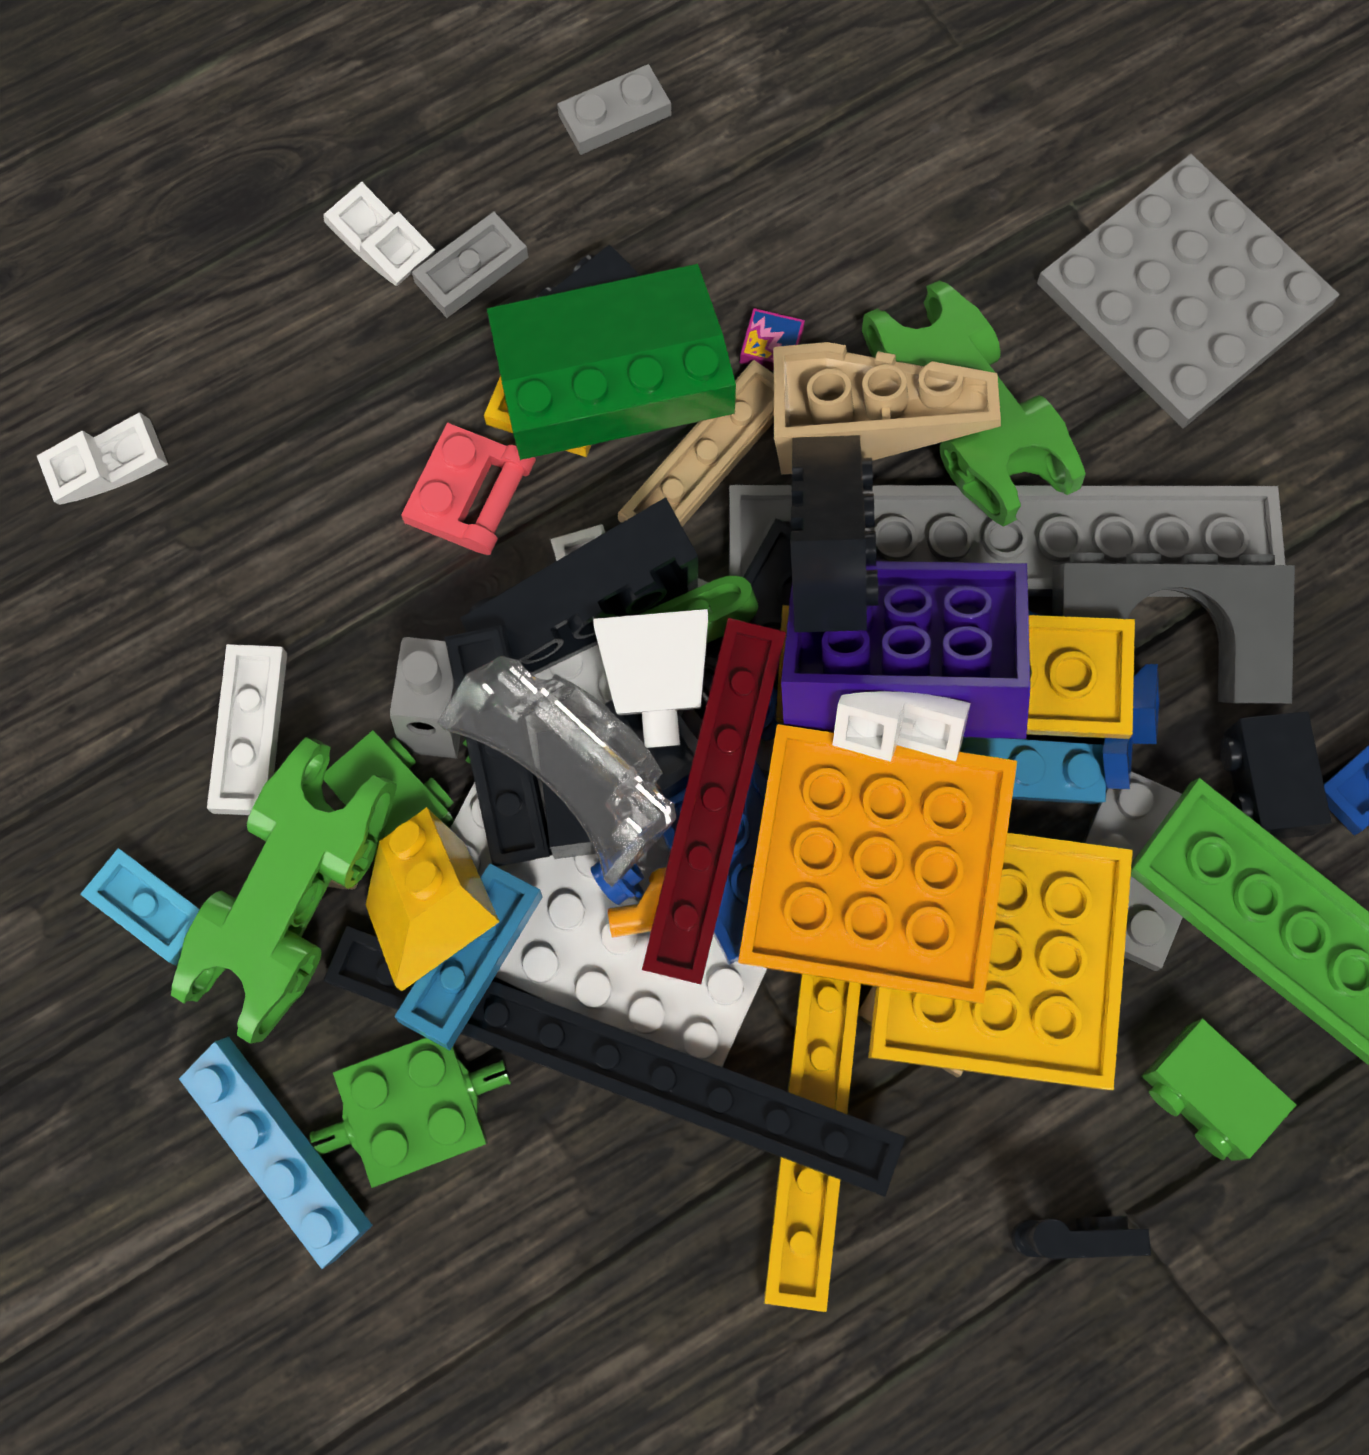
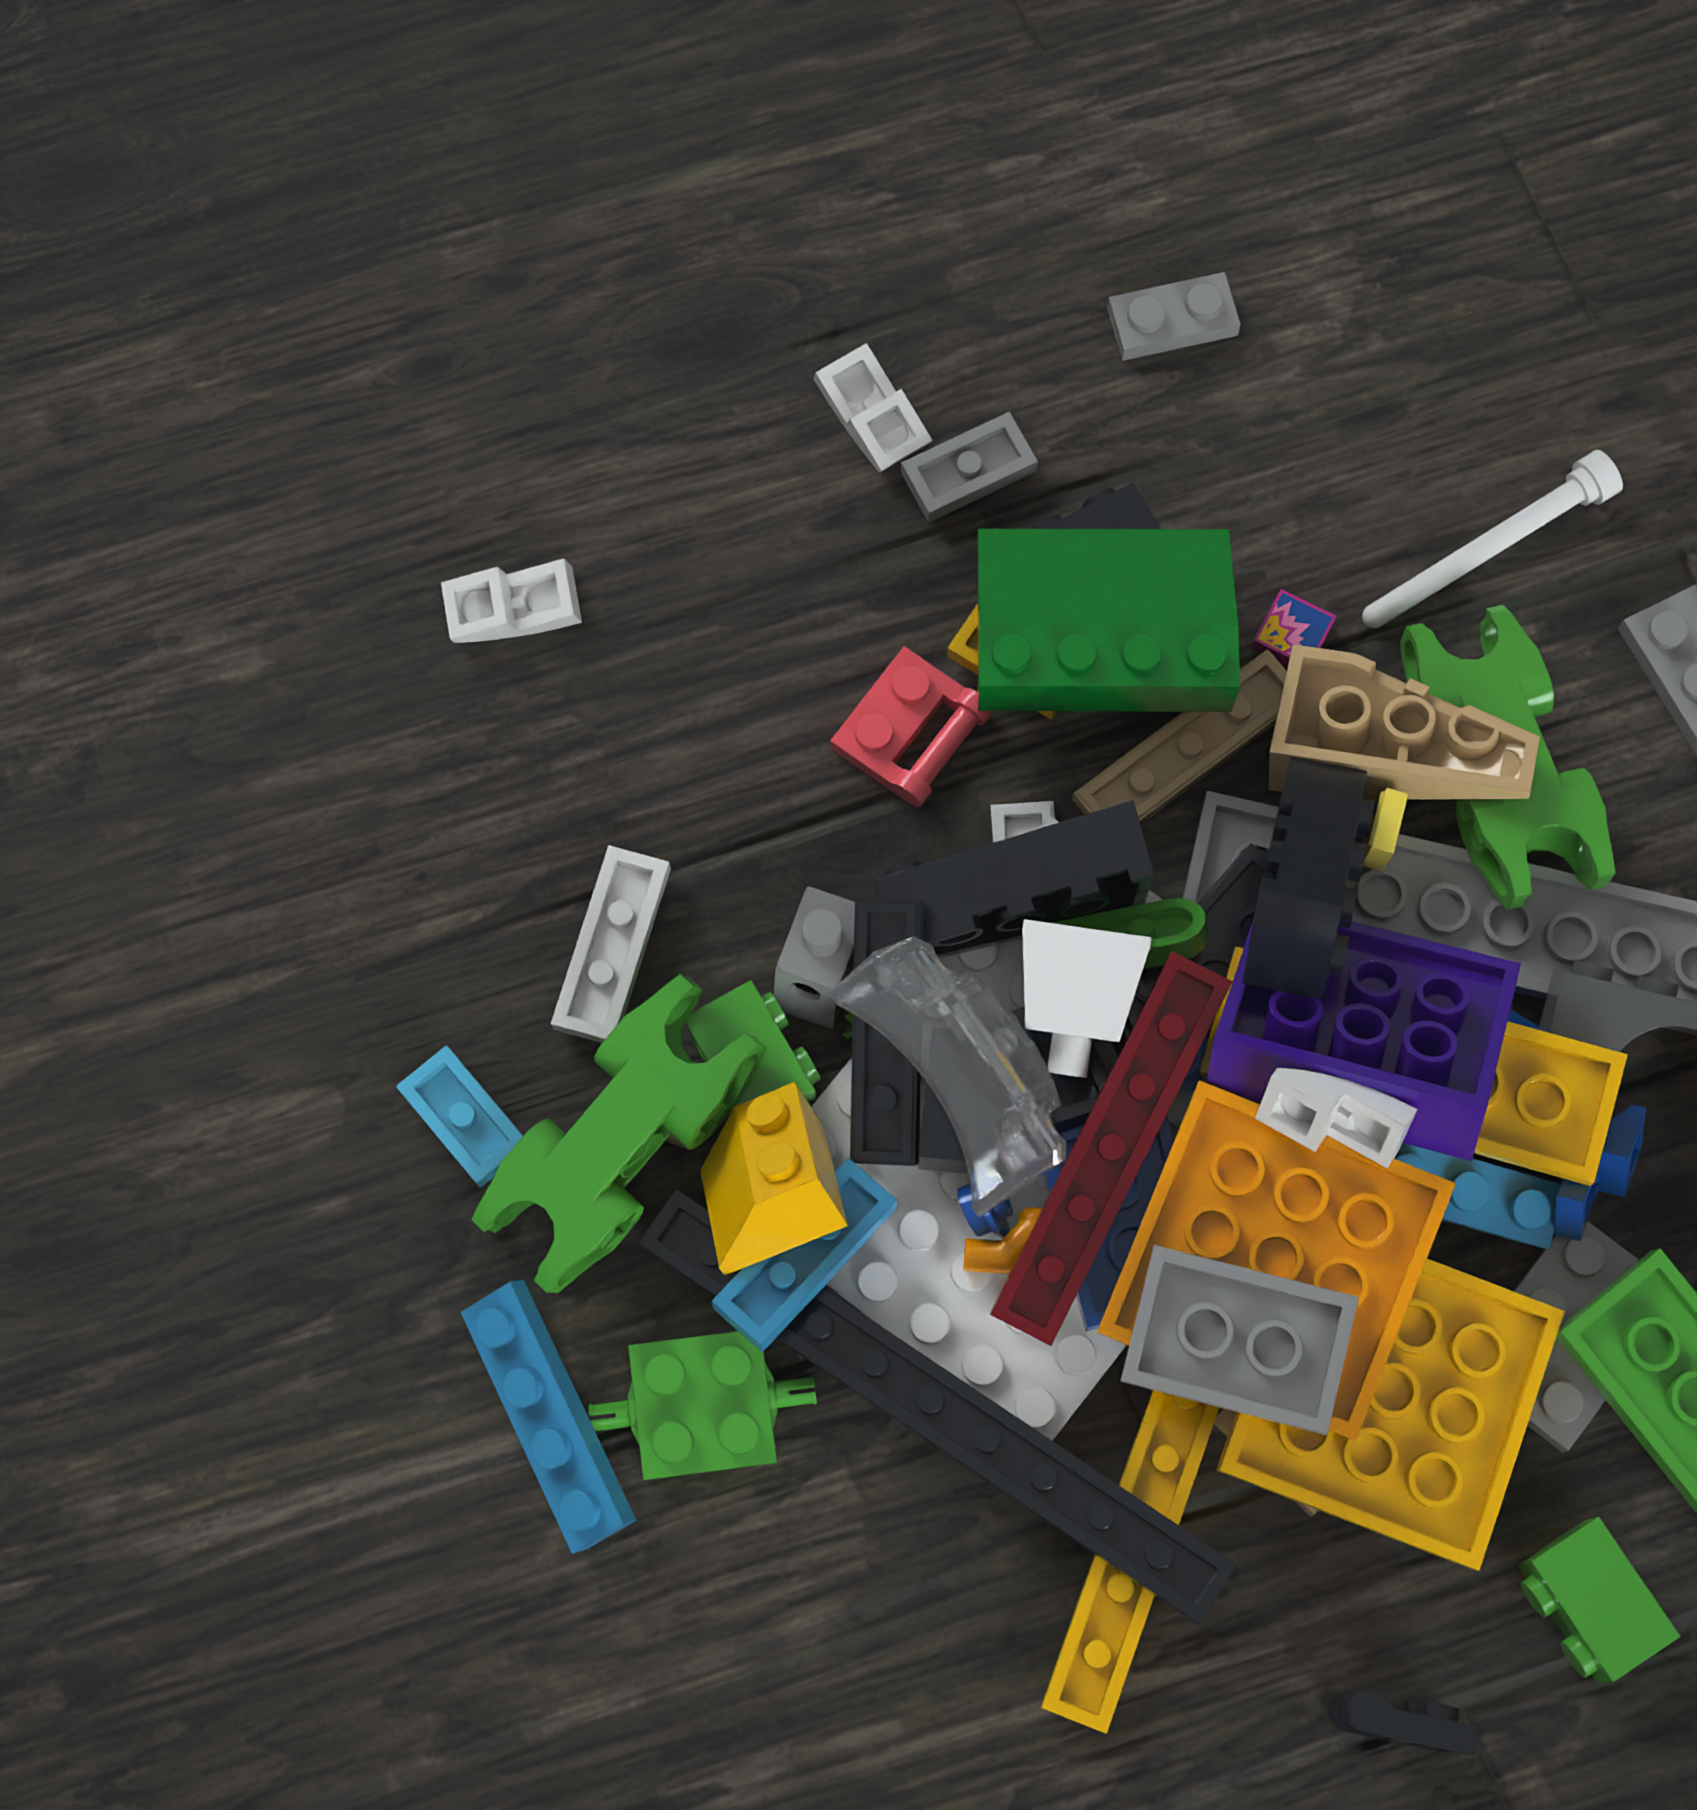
camera: 15 degrees right, 0 degrees up
(863, 939) = (1240, 1339): none -> light grey plate
(885, 480) = (1384, 828): none -> light yellow tile
(987, 169) = (1591, 481): none -> white piece

